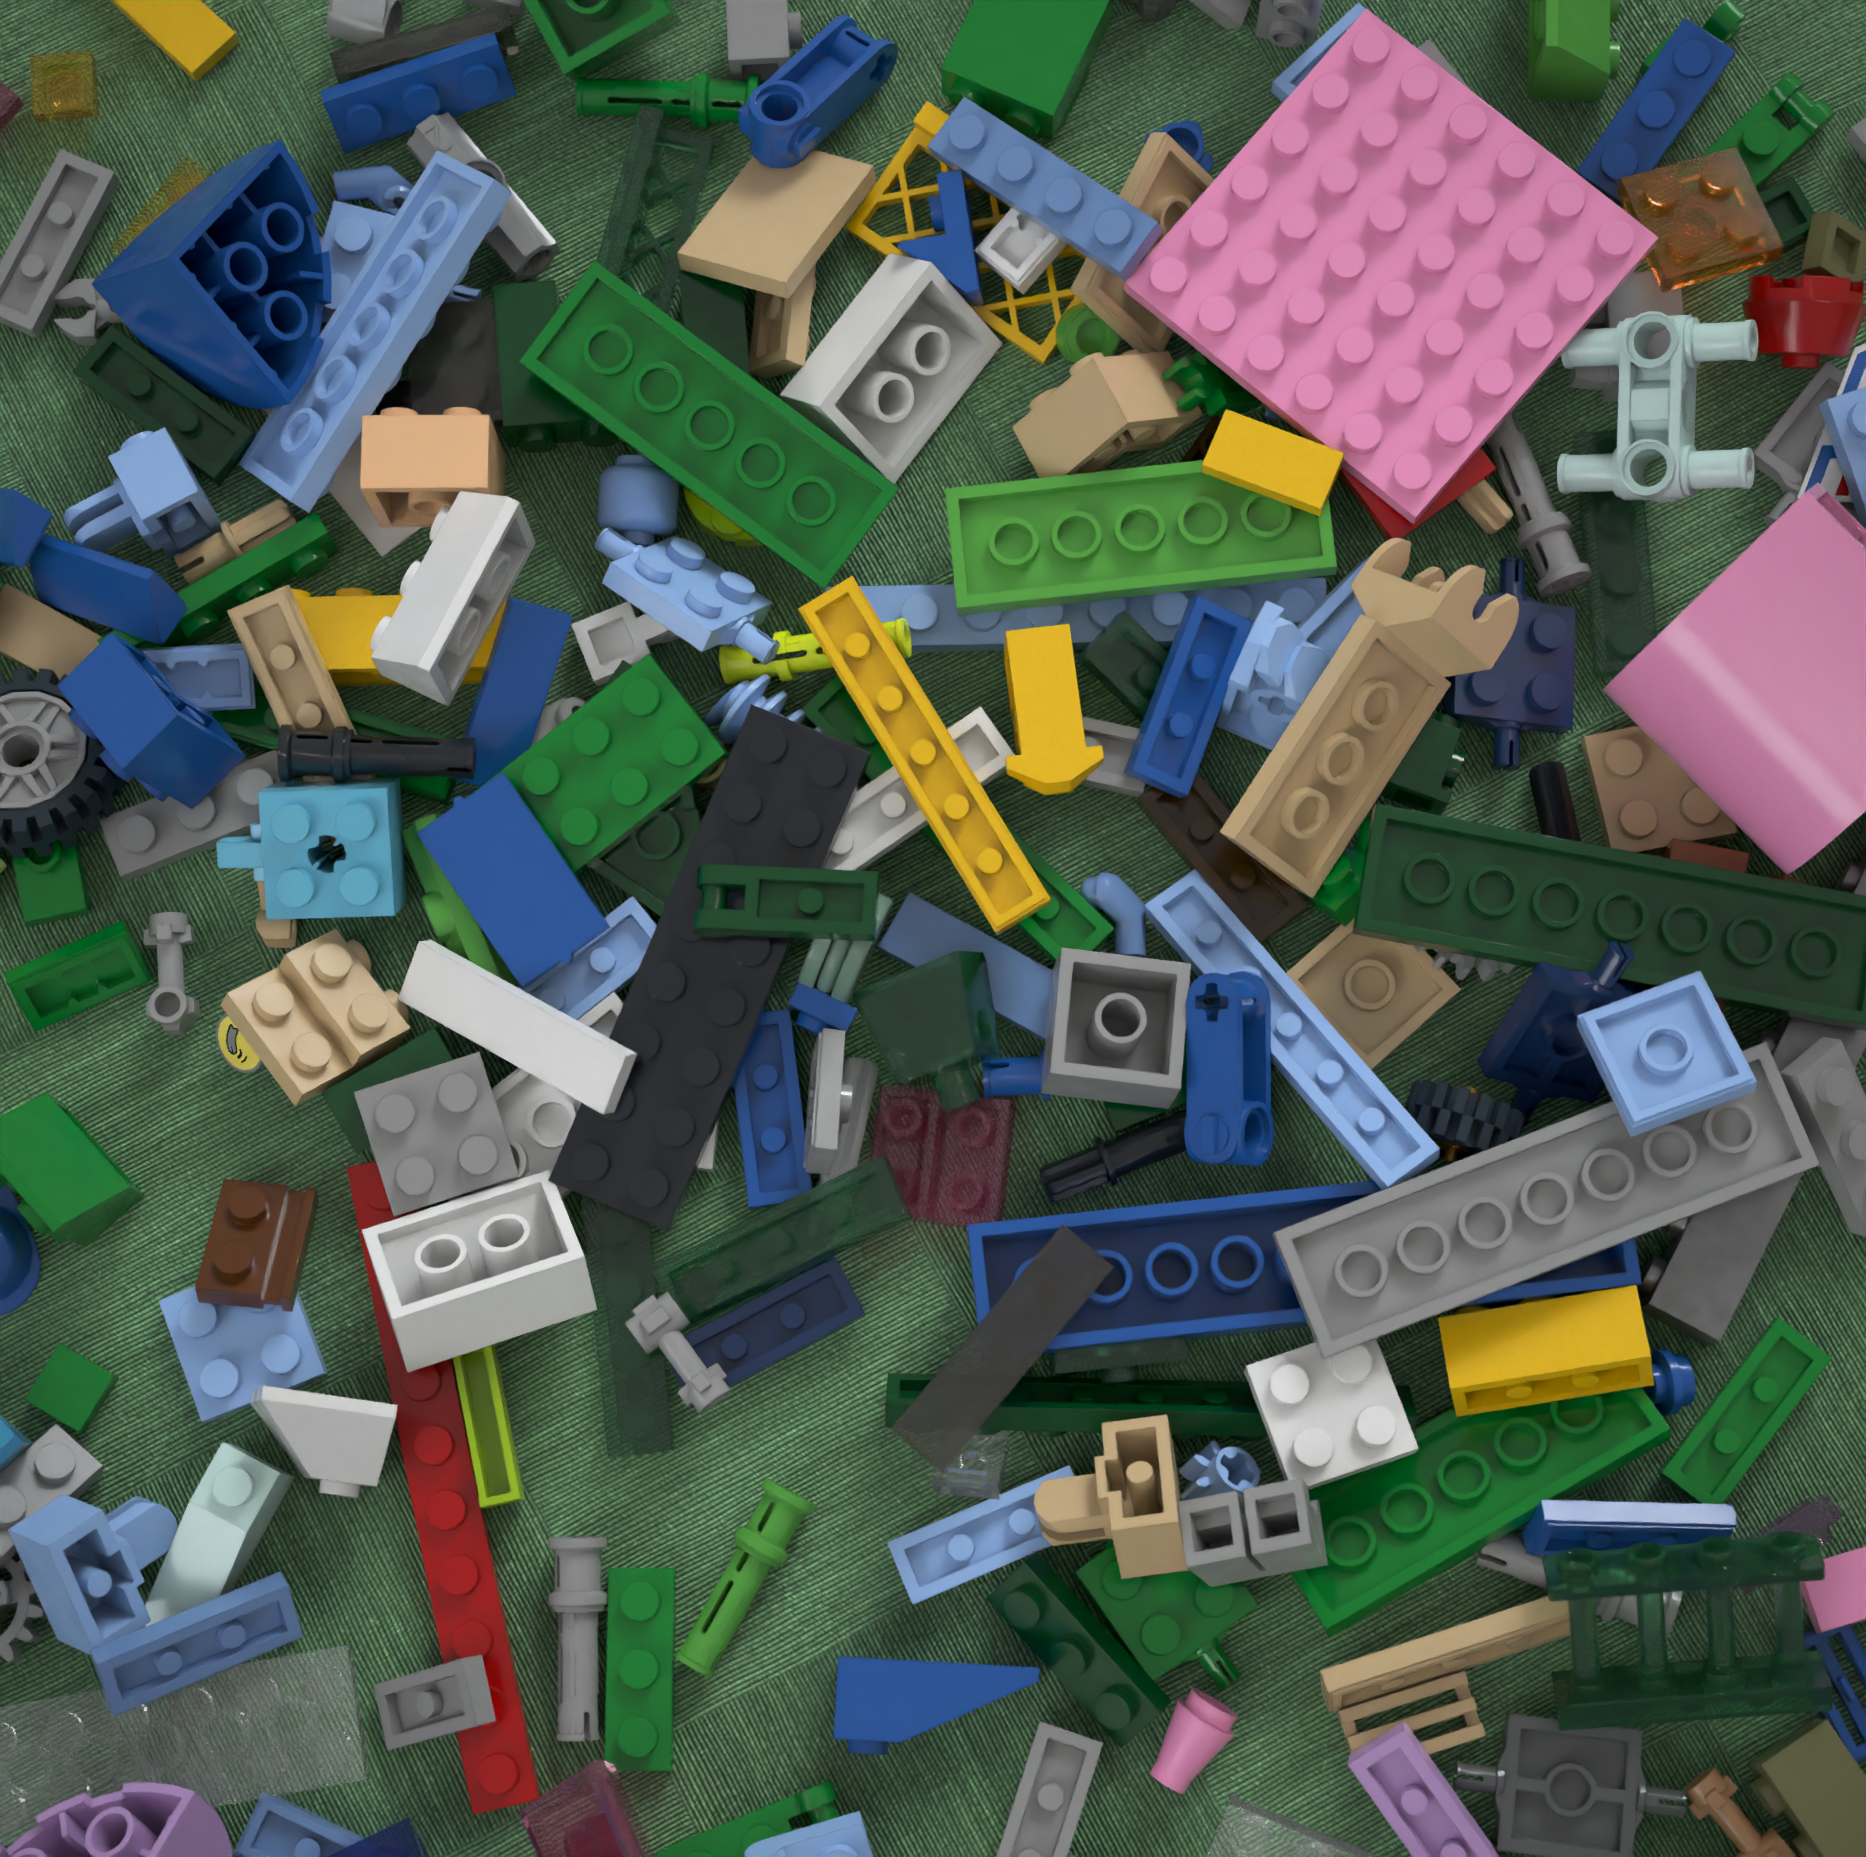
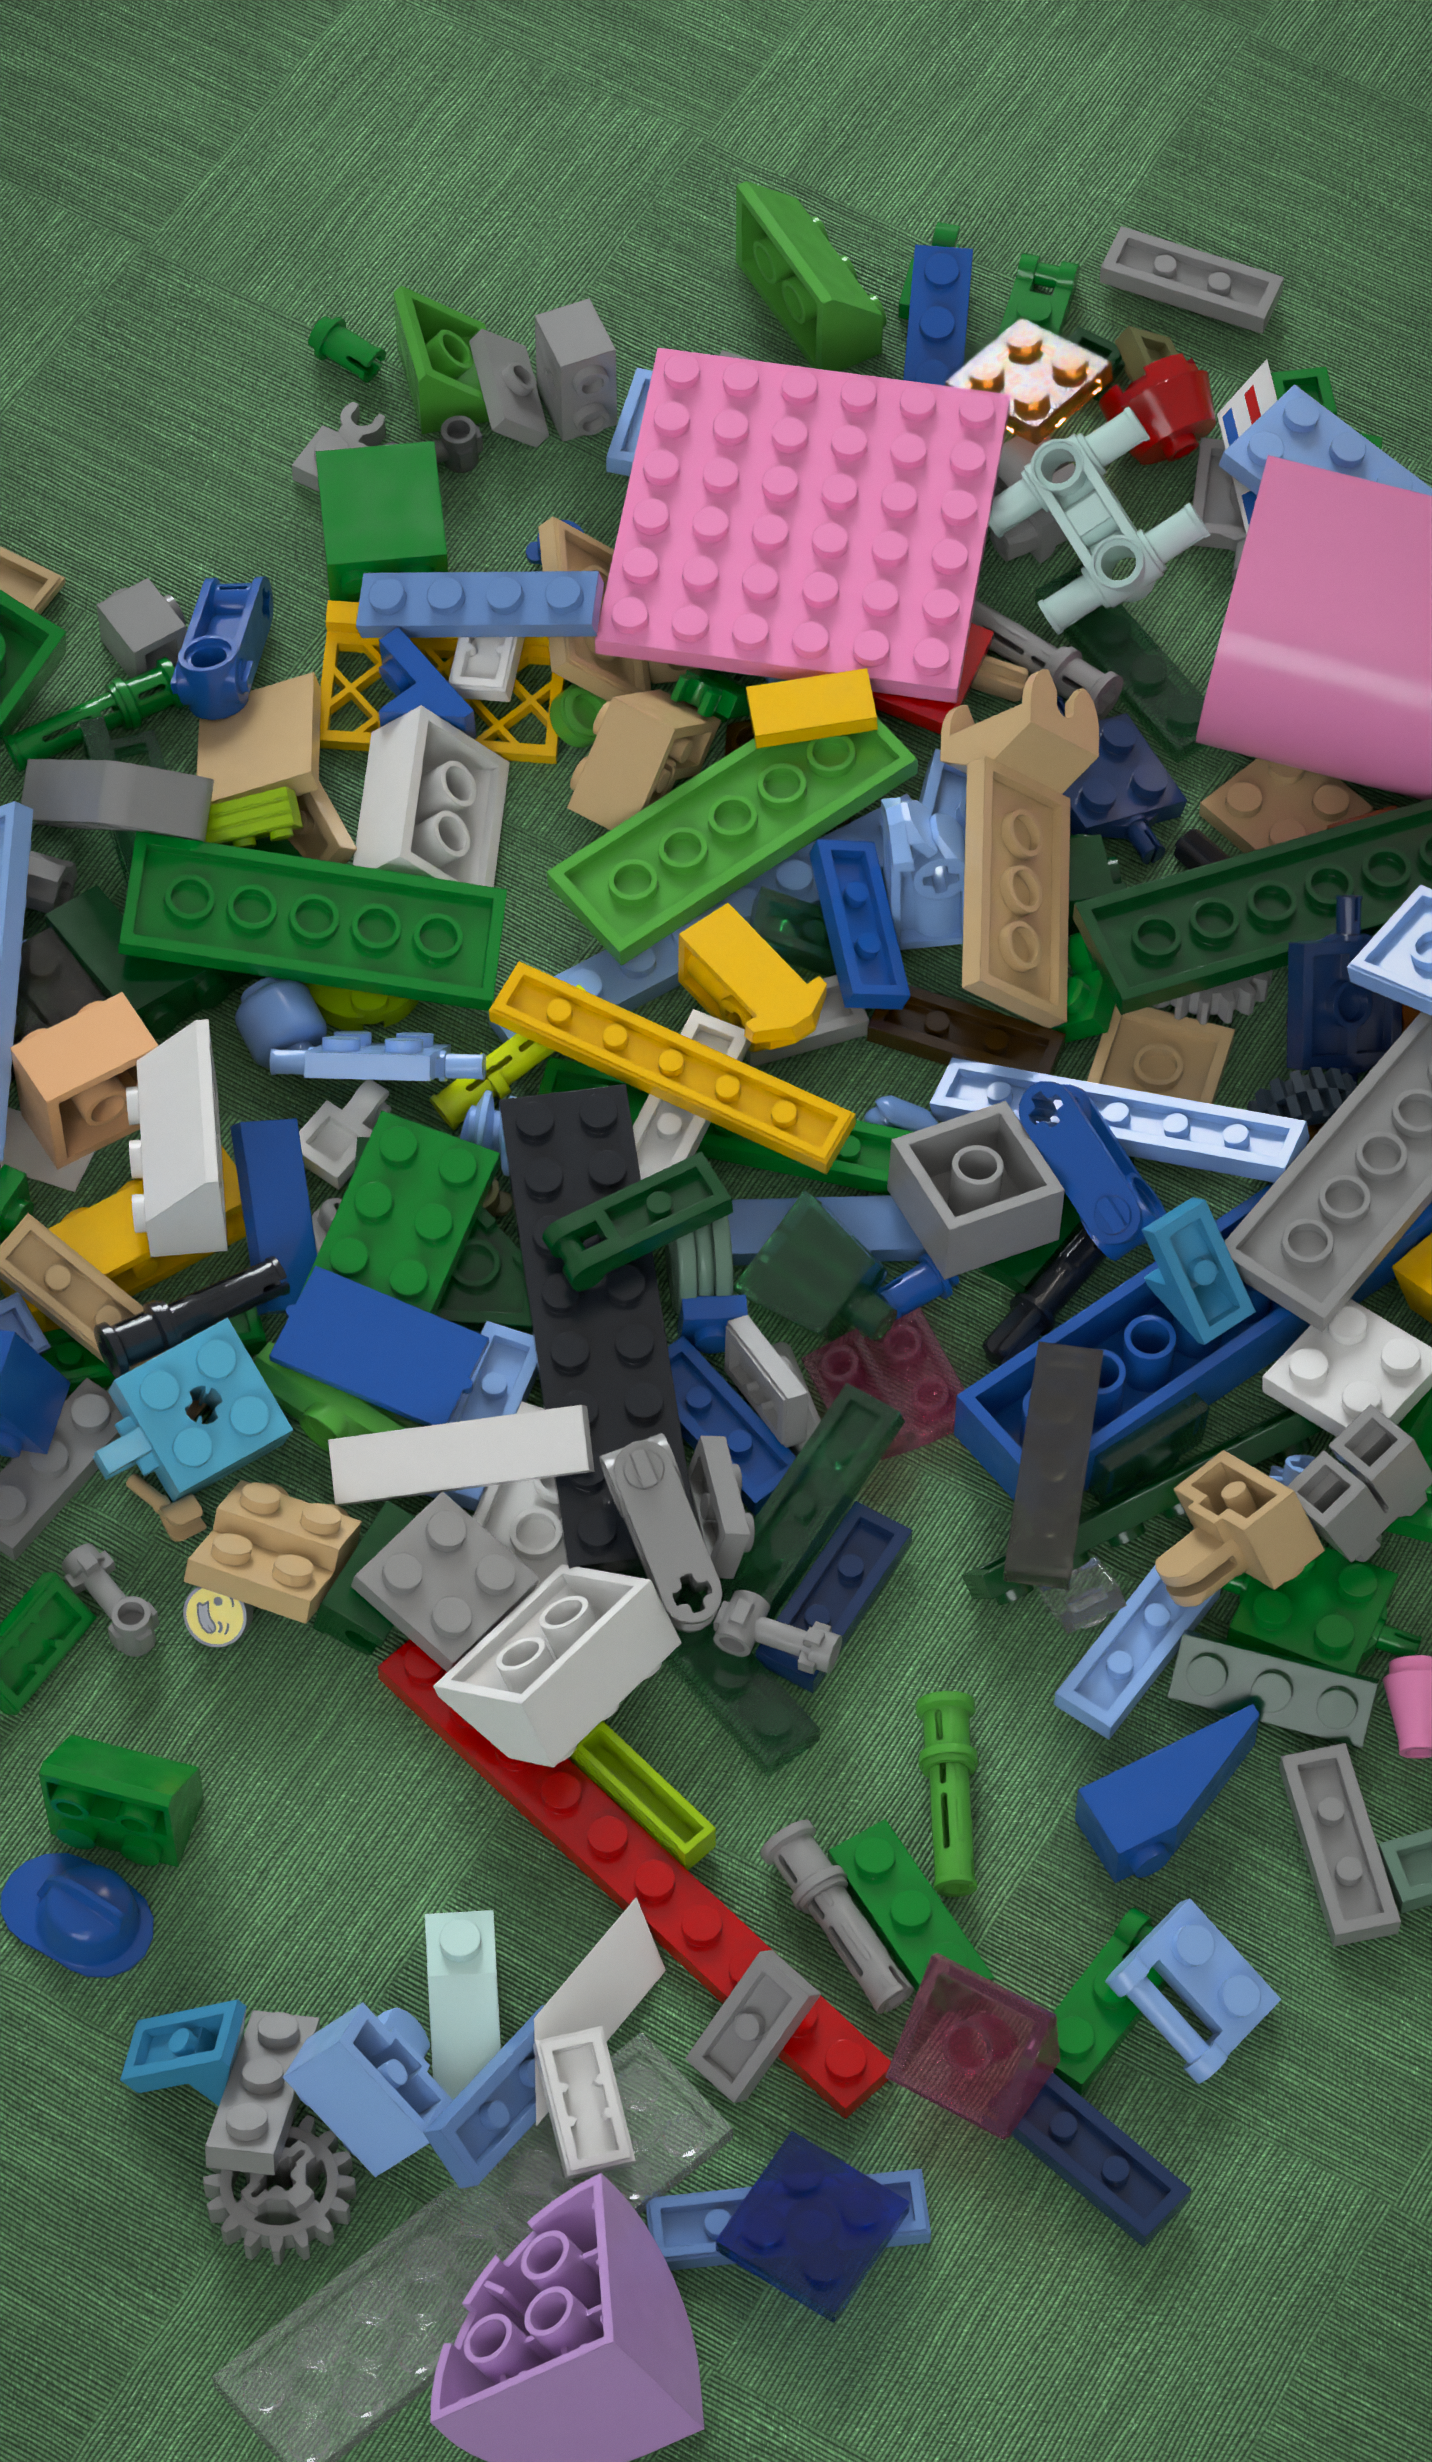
camera: 35 degrees left, 20 degrees down
(71, 1388) = (247, 1974): green tile -> none
(239, 1349) = (375, 1855): light blue plate -> none
(247, 1692) = (584, 2103): none -> white plate
(257, 1245) = (341, 1762): reddish brown plate -> none
(321, 1597) = (602, 1986): none -> white sticker
(329, 1435) = (509, 1857): white slope -> none
(595, 215) = (117, 797): none -> light grey beam
(630, 1210) = (663, 1527): none -> light grey piece
(689, 287) = (254, 817): none -> lime piece
(716, 1179) = (719, 1506): none -> light grey plate
(1241, 1244) = (1196, 1271): none -> dark azure slope

